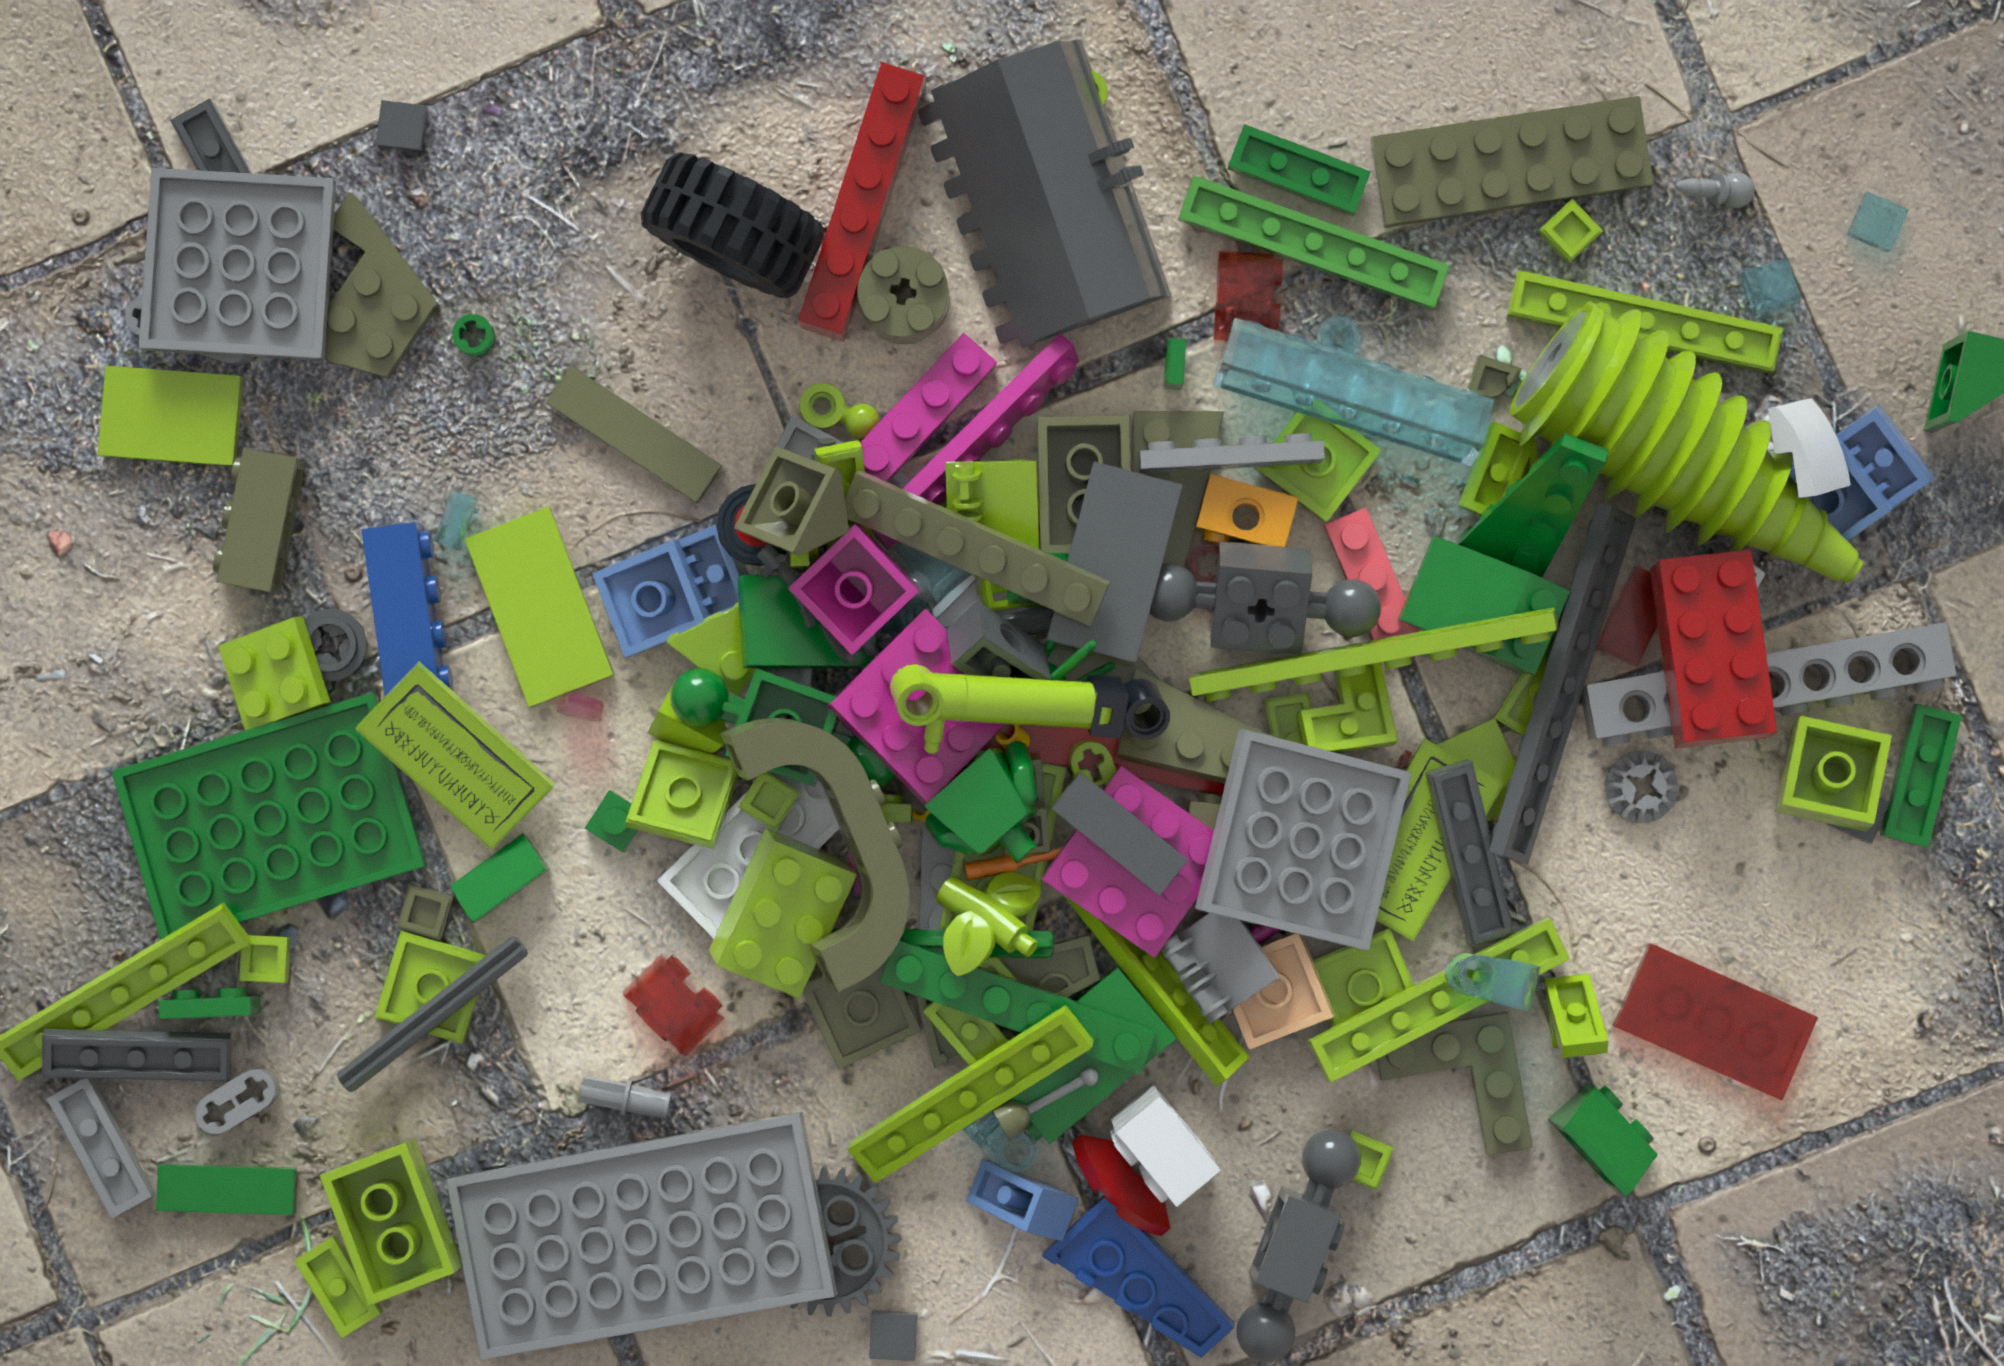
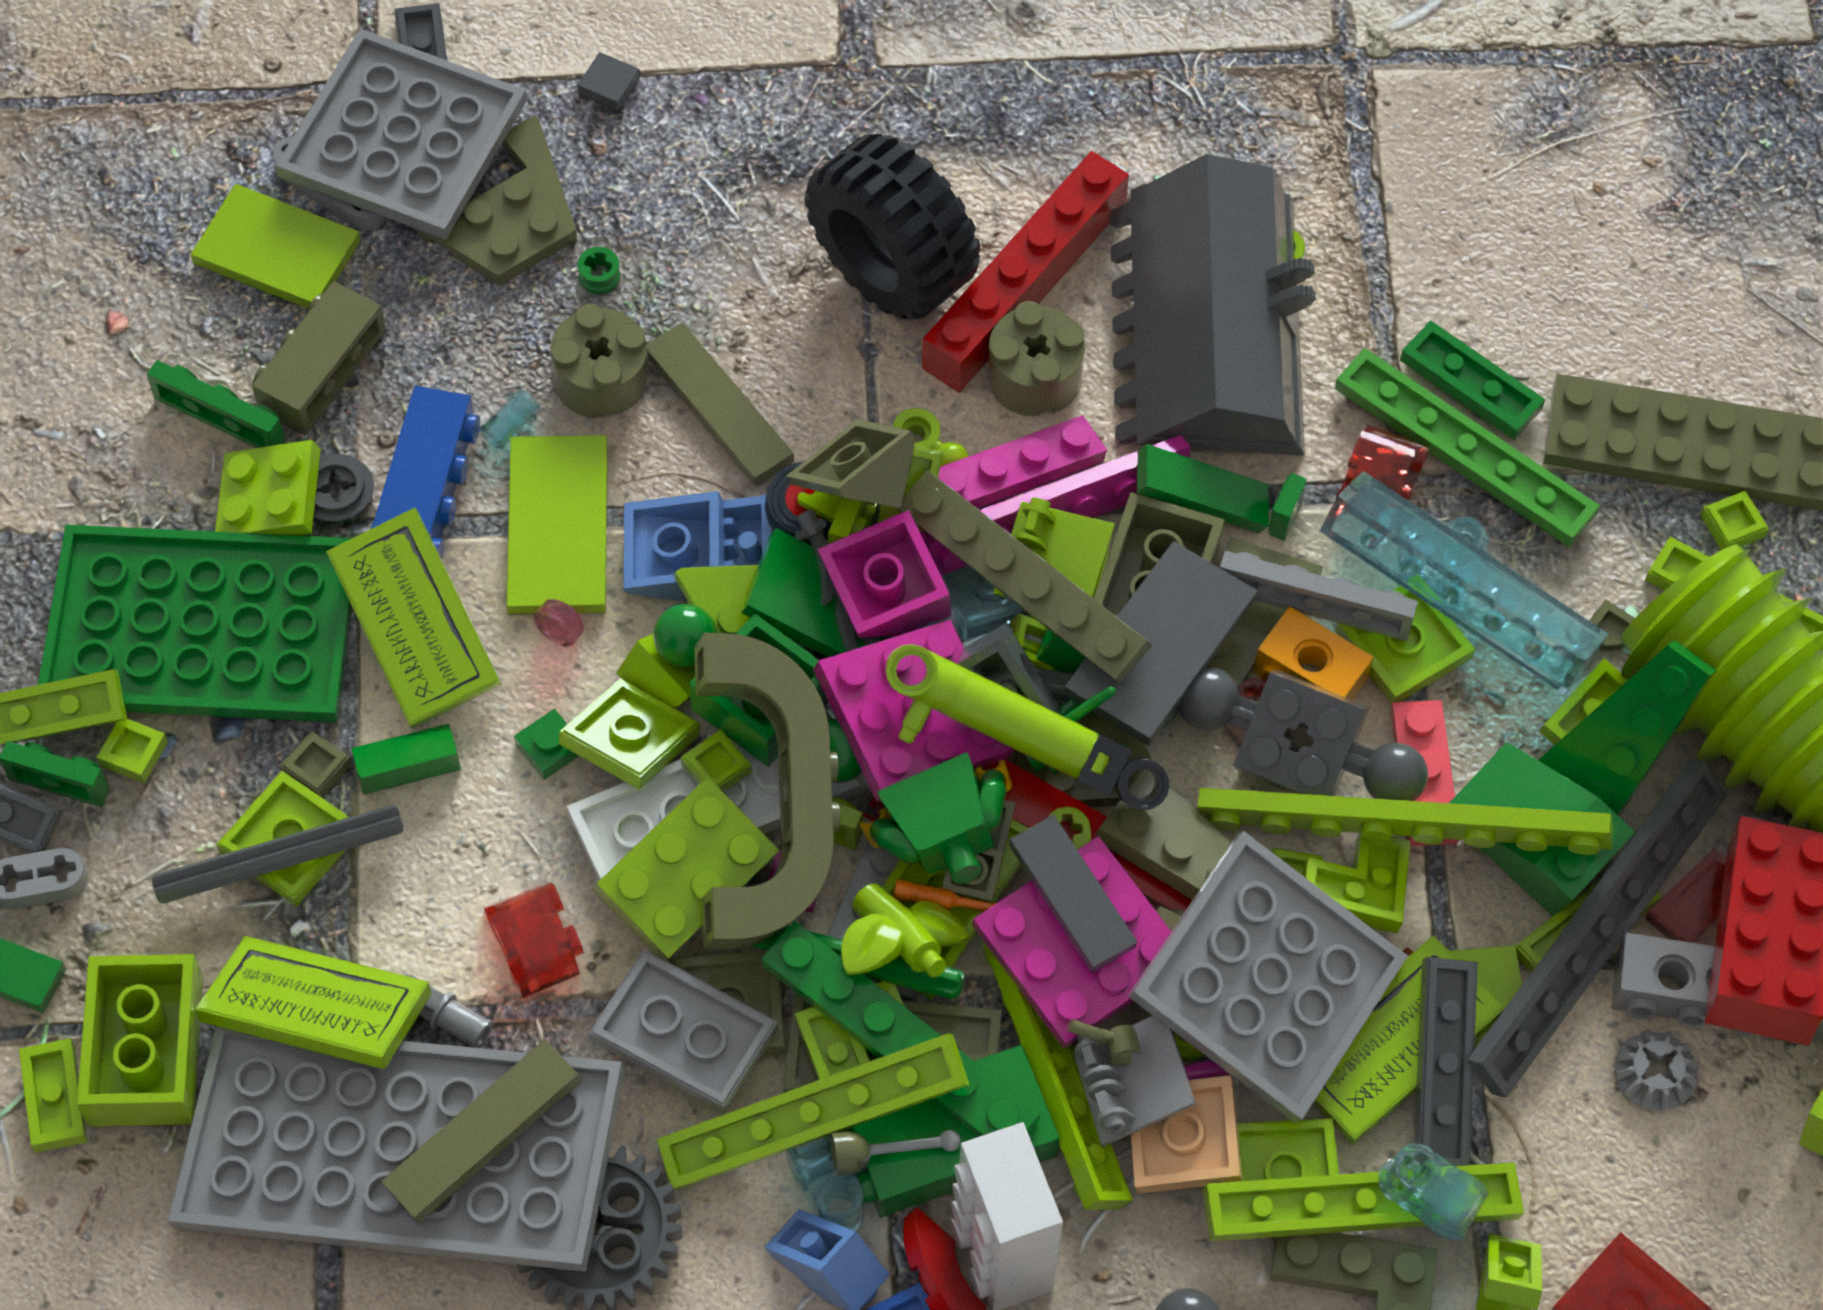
camera: 15 degrees right, 25 degrees down
(191, 603) = (215, 406): none -> green plate
(498, 416) = (599, 361): none -> olive brick
(520, 1137) = (314, 1002): none -> lime tile
(708, 1212) = (481, 1131): none -> olive tile
(834, 1051) = (683, 1031): none -> light grey tile
(1097, 380) = (1202, 488): none -> green tile
(1200, 941) = (1119, 1039): none -> olive hand

